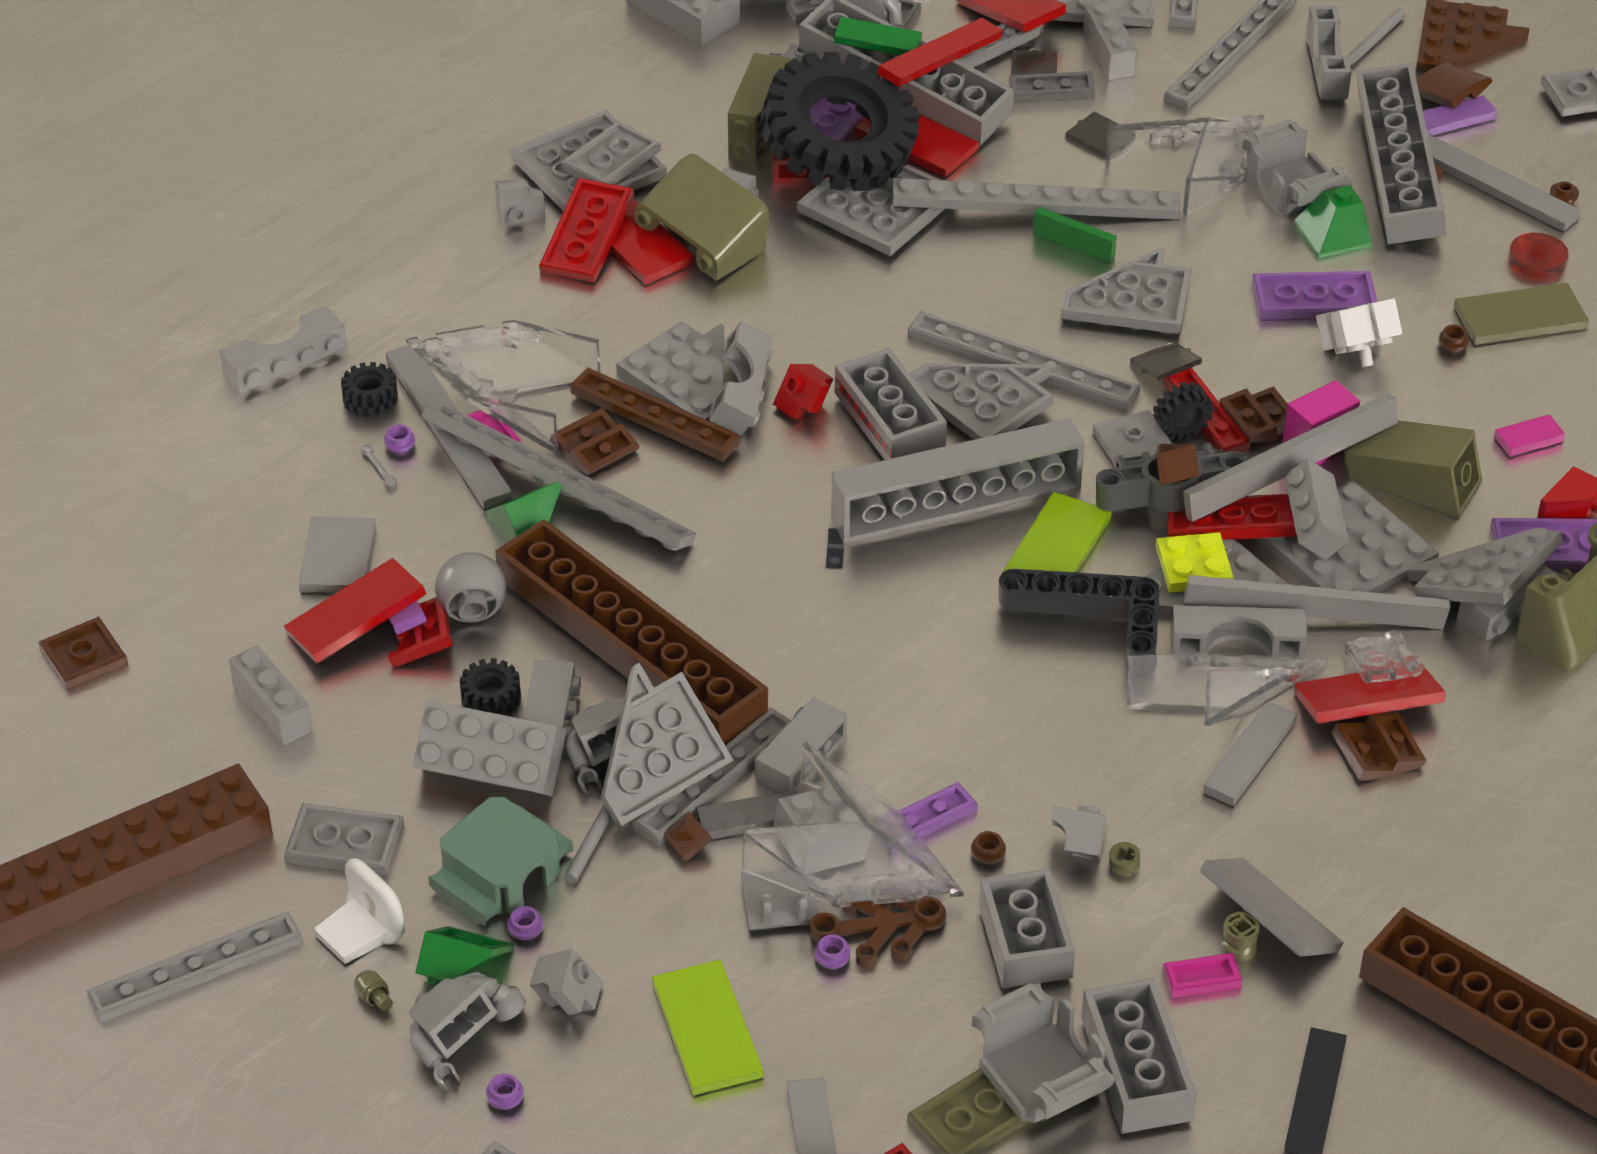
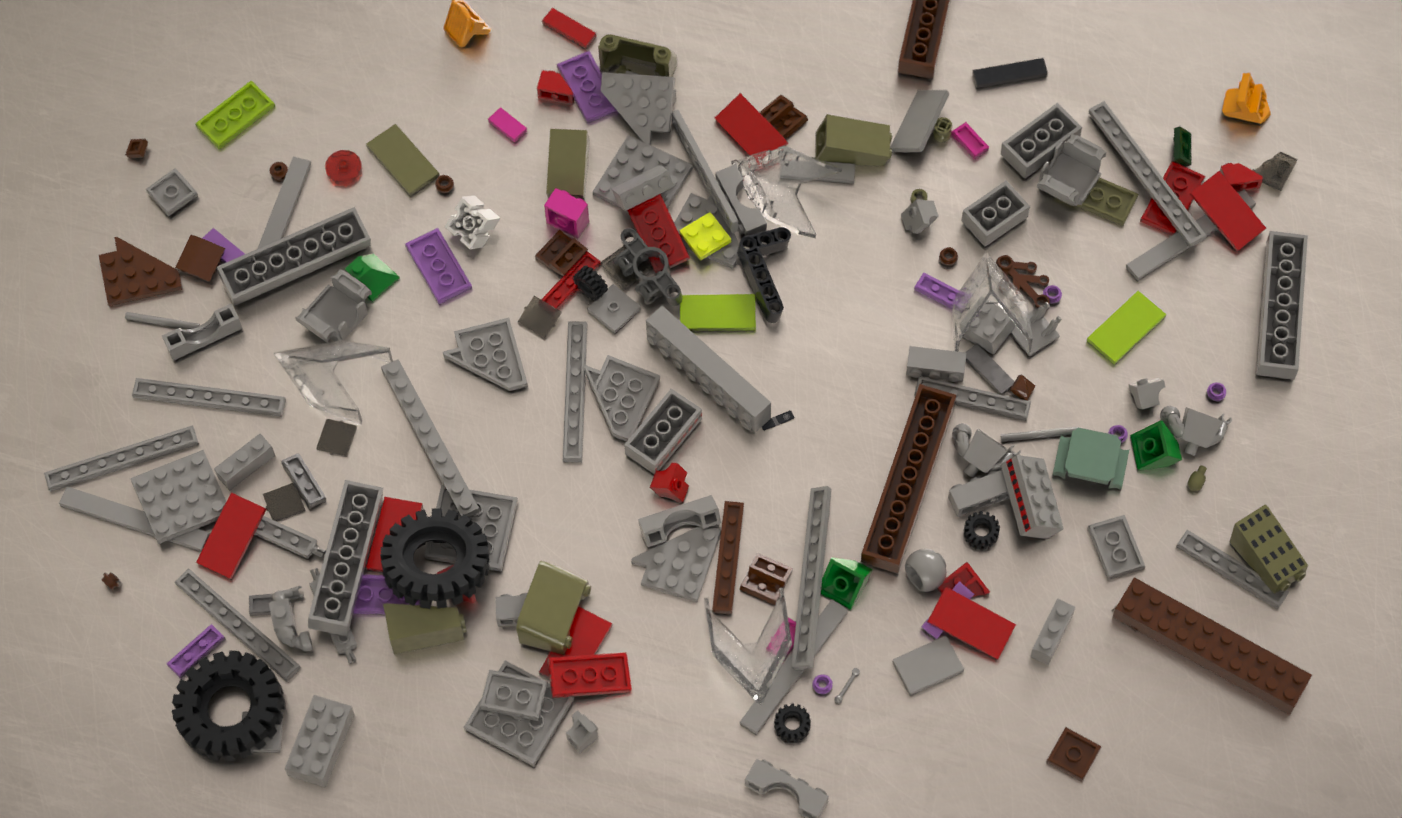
camera: 115 degrees left, 20 degrees up
(175, 1002) = (1268, 549): none -> olive slope
(353, 928) = (1164, 507): white piece -> none
(658, 746) = (990, 414): light grey wing -> none
(876, 36) = (341, 571): green tile -> none
(939, 52) = (338, 528): red tile -> none
(1074, 235) = (452, 405): green tile -> none
(1176, 462) = (653, 258): reddish brown slope -> none
(1275, 800) = (853, 141): none -> olive slope
(1280, 460) = (609, 211): light grey tile -> none
(1374, 663) = (727, 136): clear plate -> none

